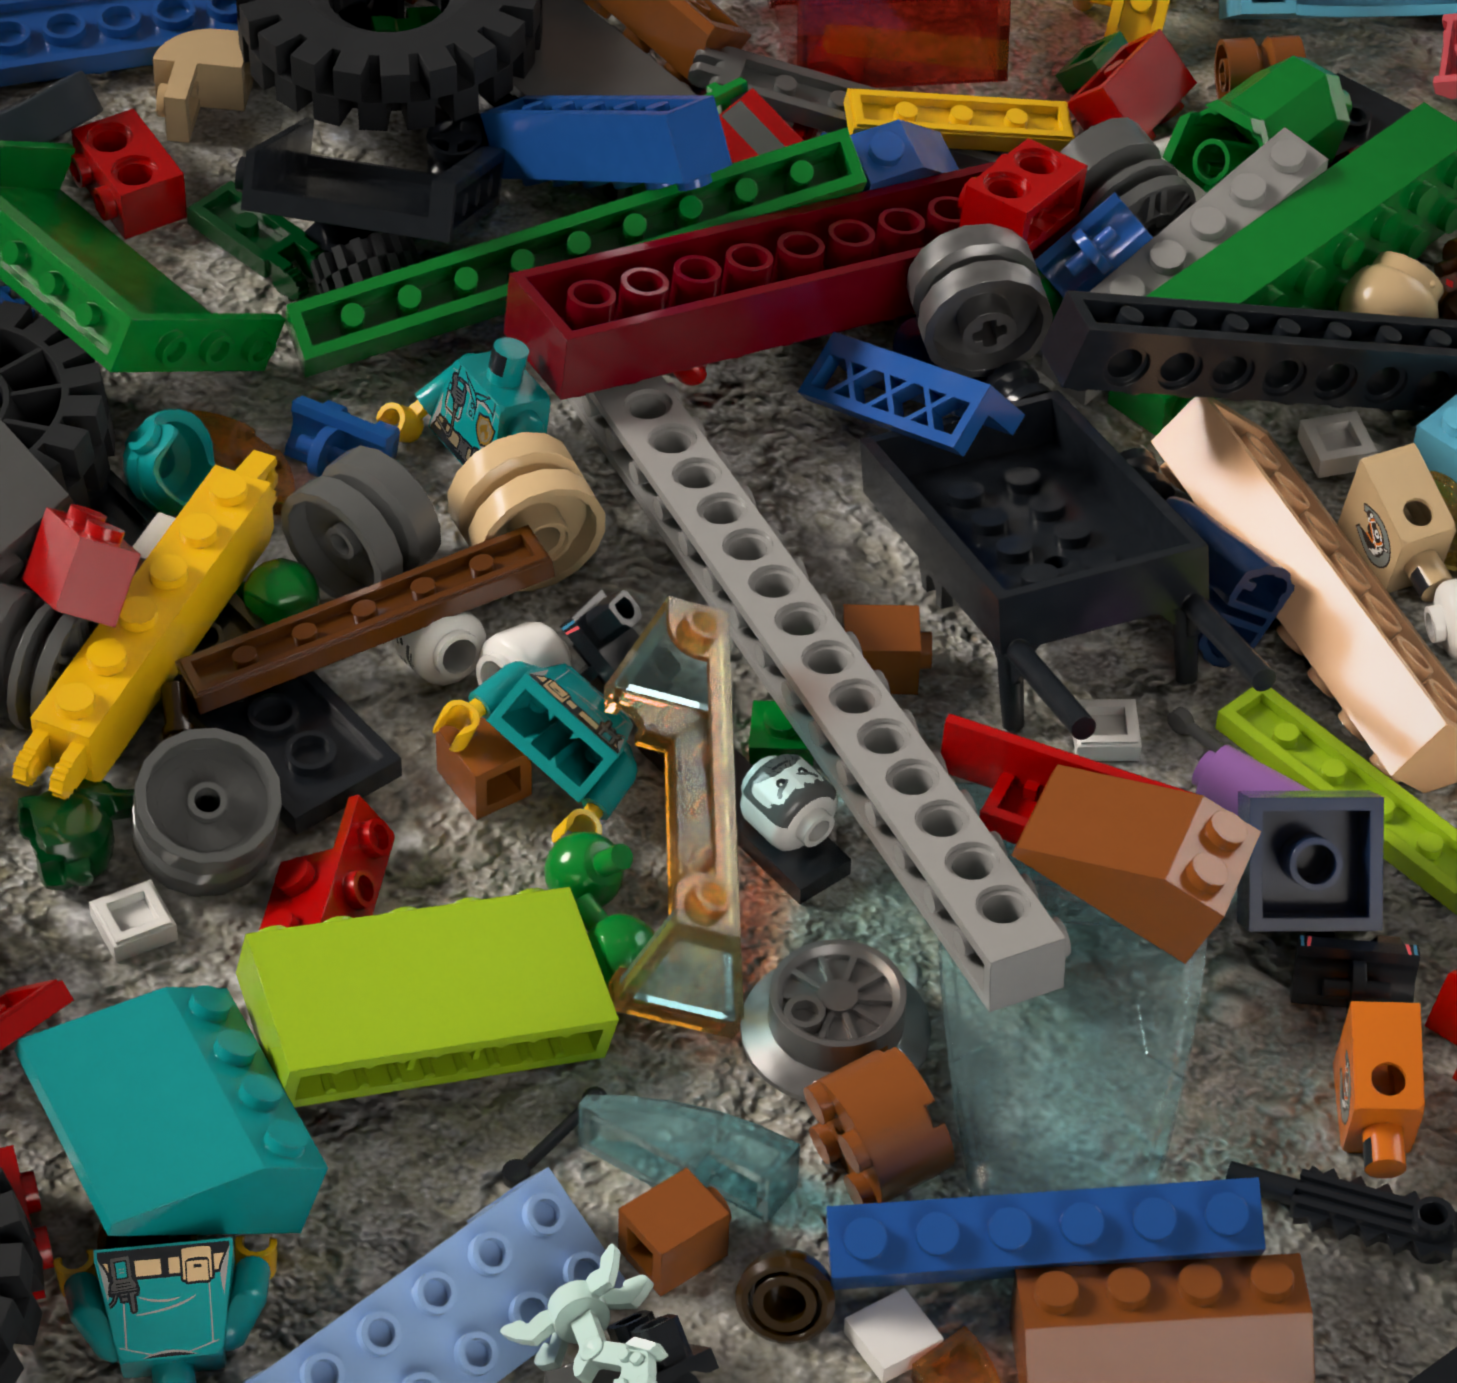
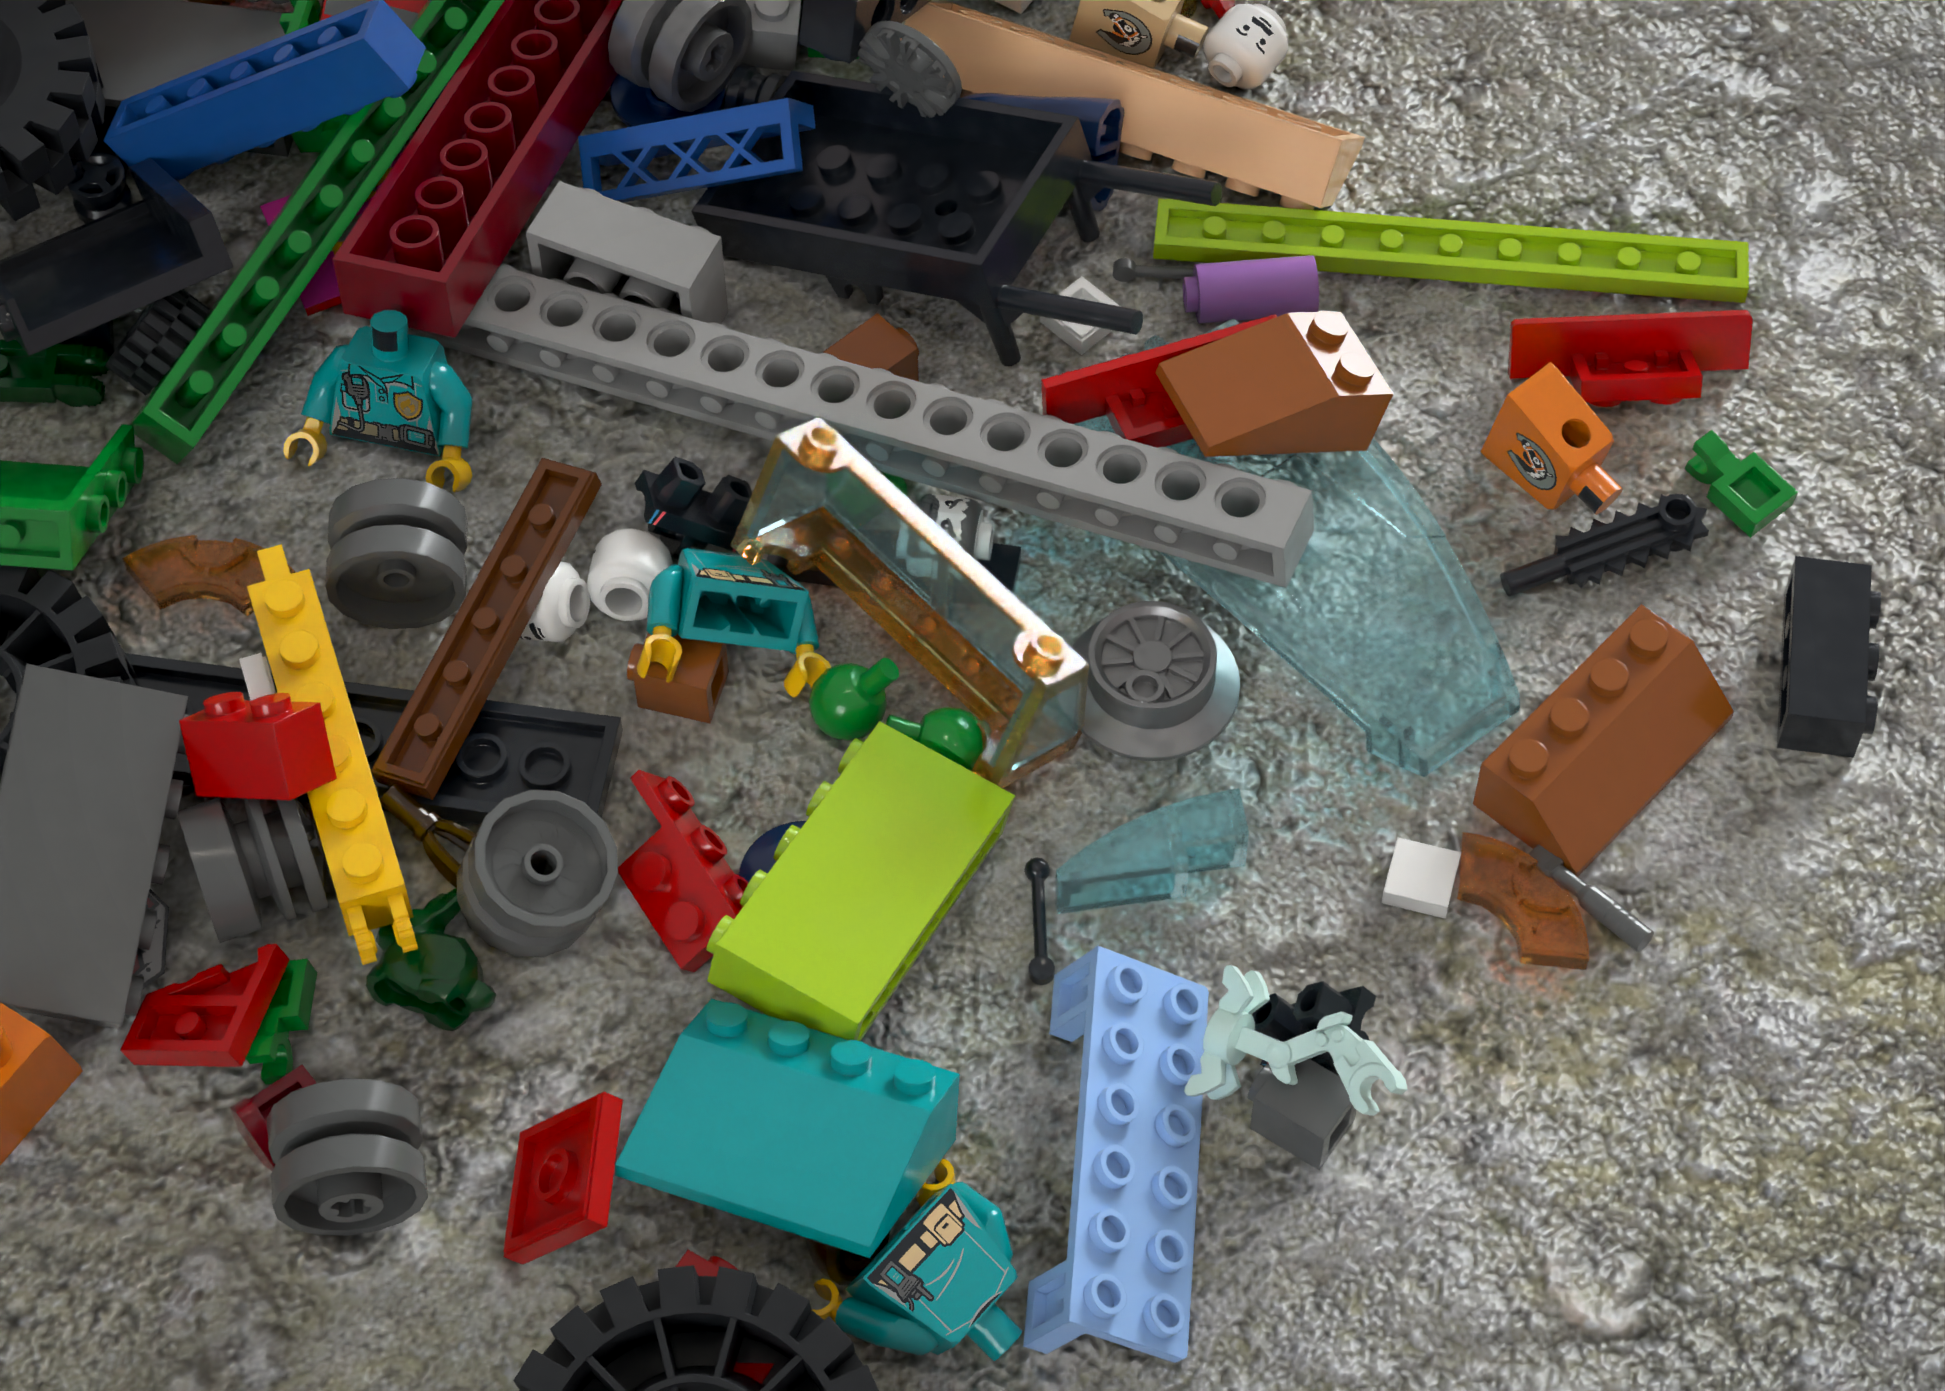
camera: 40 degrees left, 10 degrees up
(133, 920) = (548, 1003): white tile -> none
(167, 459) = (173, 615): teal cap -> none
(279, 590) = (381, 654): green piece -> none
(328, 430) = (281, 497): blue hips -> none
(534, 484) = (501, 439): tan wheel -> none
(674, 1230) = (1207, 921): dark orange brick -> none
(766, 439) = (628, 253): none -> light grey brick
(785, 1296) = (1332, 905): dark brown brick -> none
(878, 1126) = (1274, 732): dark orange brick -> none
(1062, 1228) = (1468, 725): blue brick -> none
(1107, 421) = (909, 69): none -> dark grey wheel
(1313, 861) = (1366, 282): dark blue brick -> none
(1347, 970) = (1442, 375): black hips -> none

